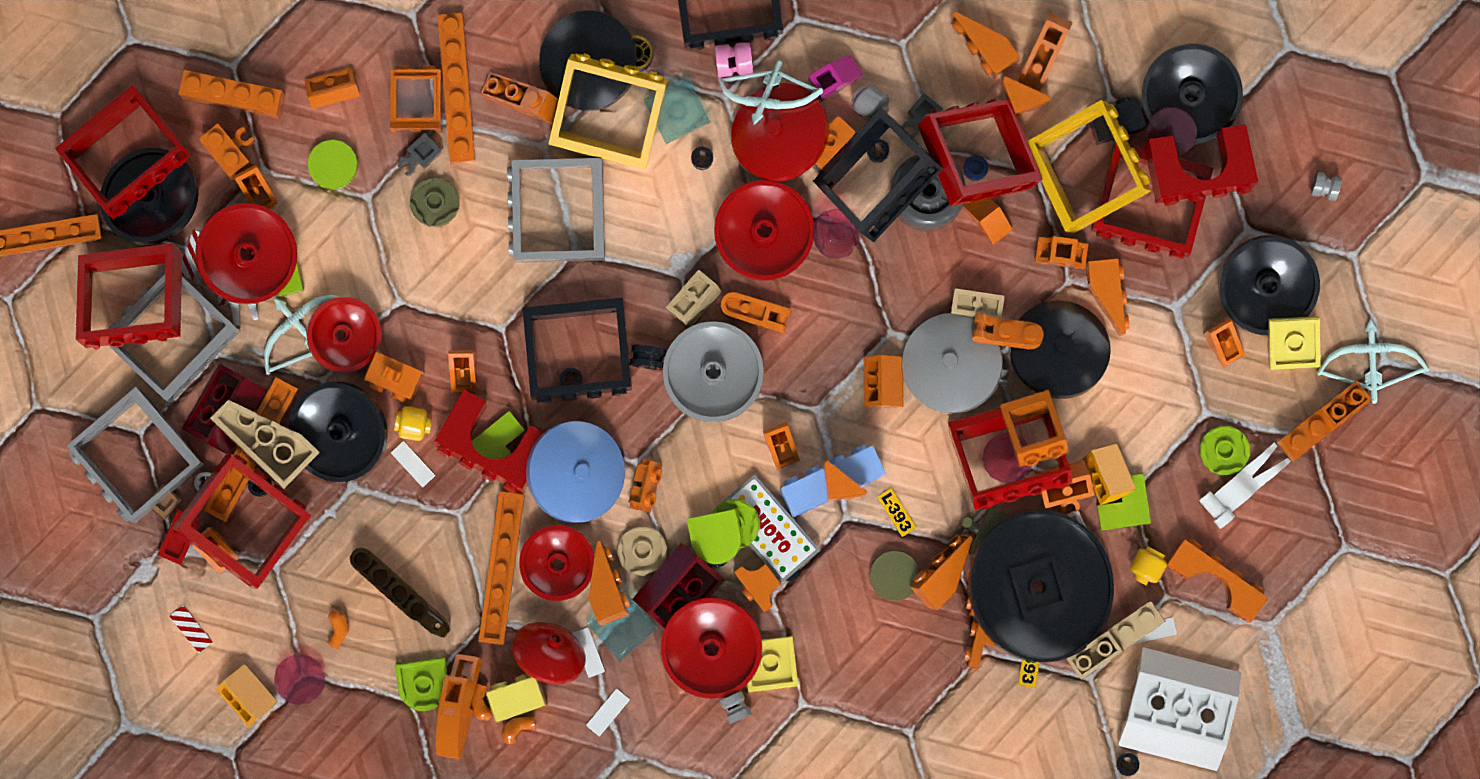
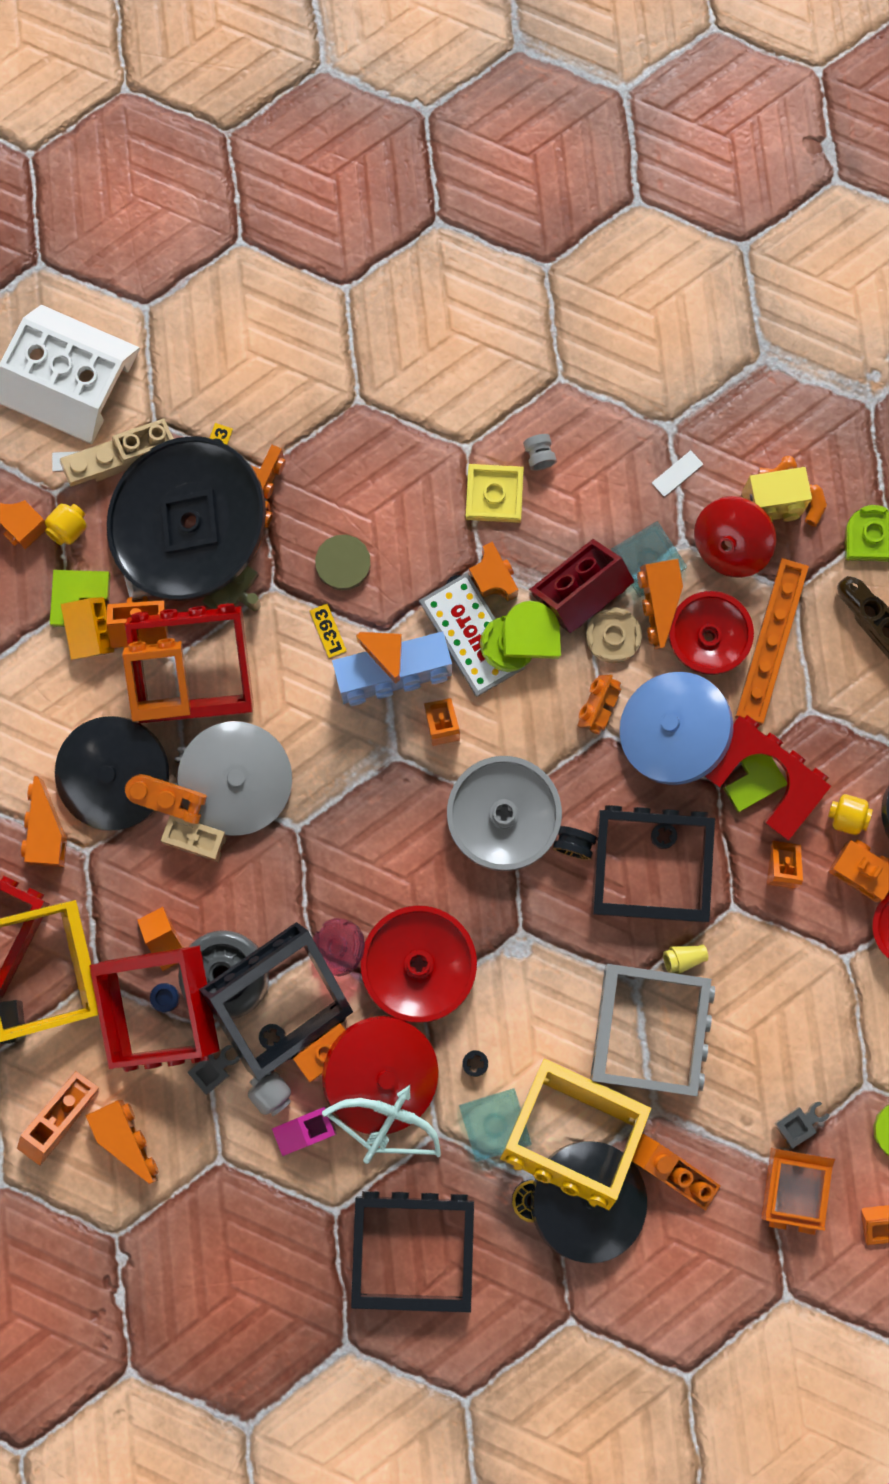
camera: 170 degrees left, 5 degrees down
(413, 464) = (853, 773): white sticker -> none
(434, 202) = (790, 1066): olive tile -> none
(454, 706) = (844, 502): orange slope -> none
(456, 88) = (747, 1198): orange plate -> none
(538, 276) = (682, 958): none -> light yellow cone
(593, 662) = (685, 527): white sticker -> none
(694, 299) = (512, 900): tan hinge -> none
(711, 647) = (556, 515): red dish -> none
(742, 56) = (408, 1170): bright pink wheel -> none
(755, 311) = (445, 875): orange plate -> none
(883, 381) = (315, 772): orange brick -> none
(941, 578) = (291, 549): orange slope -> none
(1001, 461) = (202, 667): clear pink tile -> none
(1023, 97) = (94, 1069): orange slope -> none
(1061, 252) = (87, 881): orange brick -> none
(1133, 758) = (127, 321): black bush -> none

